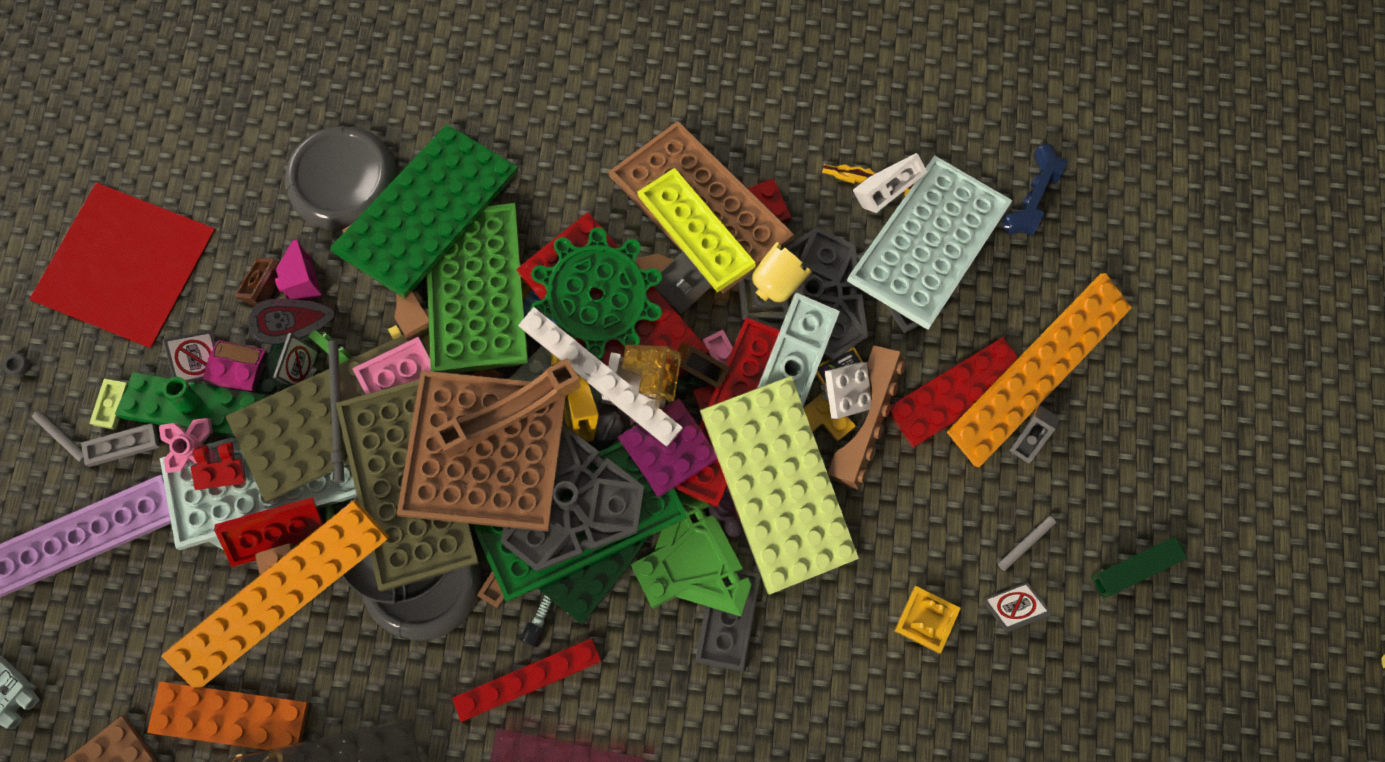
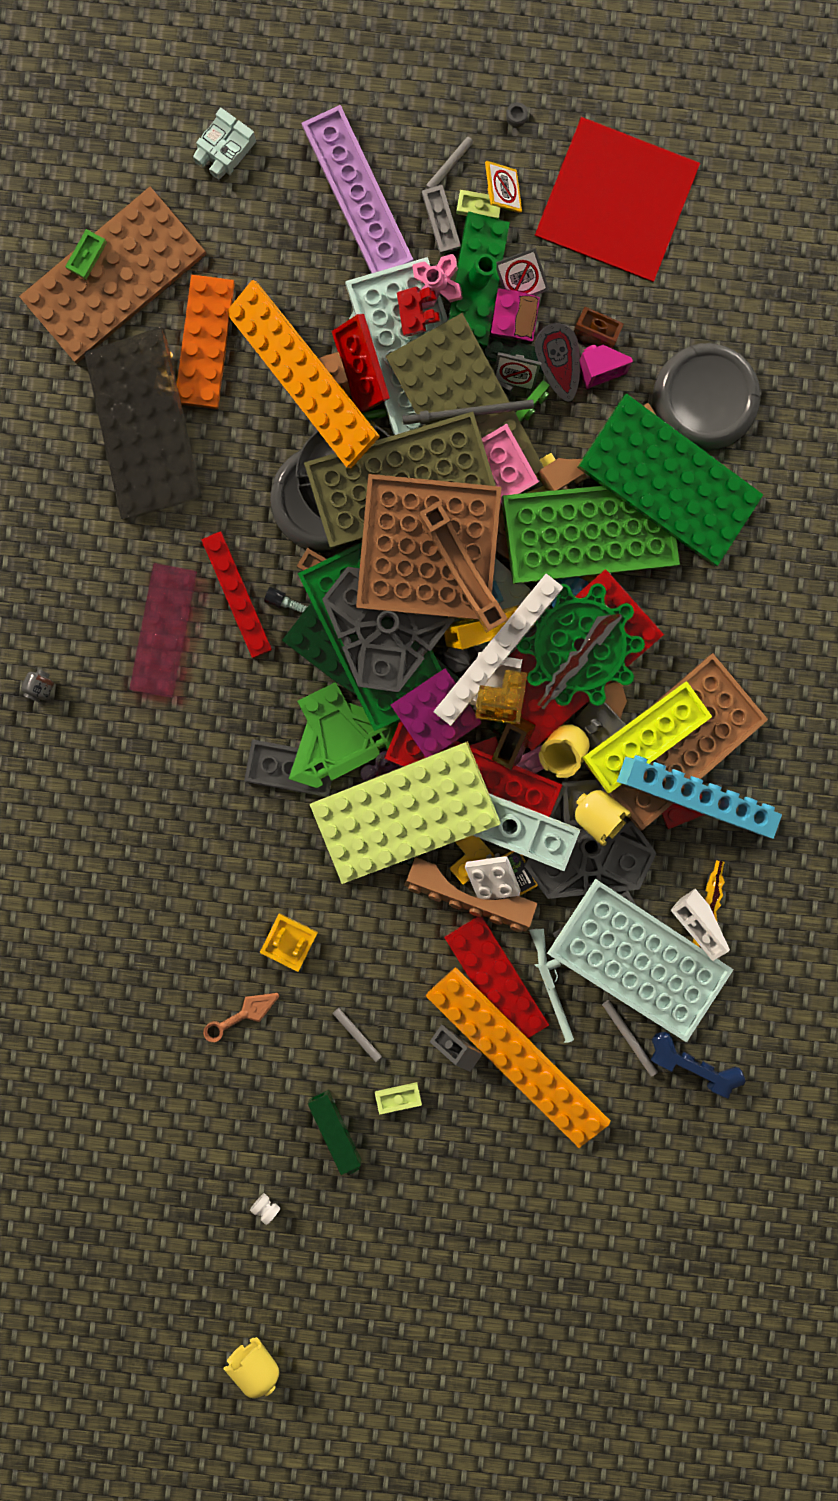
camera: 90 degrees right, 15 degrees up
(92, 377) = (503, 187): none -> piece
(612, 295) = (577, 659): none -> dark grey sword
(710, 314) = (564, 751): none -> light yellow cylinder
(757, 182) = (633, 776): none -> medium azure brick
(942, 342) = (539, 940): none -> light aqua piece
(1005, 662) = (253, 1008): none -> nougat piece
(1012, 256) = (630, 1038): none -> light grey bar
(1017, 607) = (298, 1021): piece -> none
(1094, 497) = (398, 1098): none -> yellowish green plate
(1233, 648) = (265, 1209): none -> white wheel

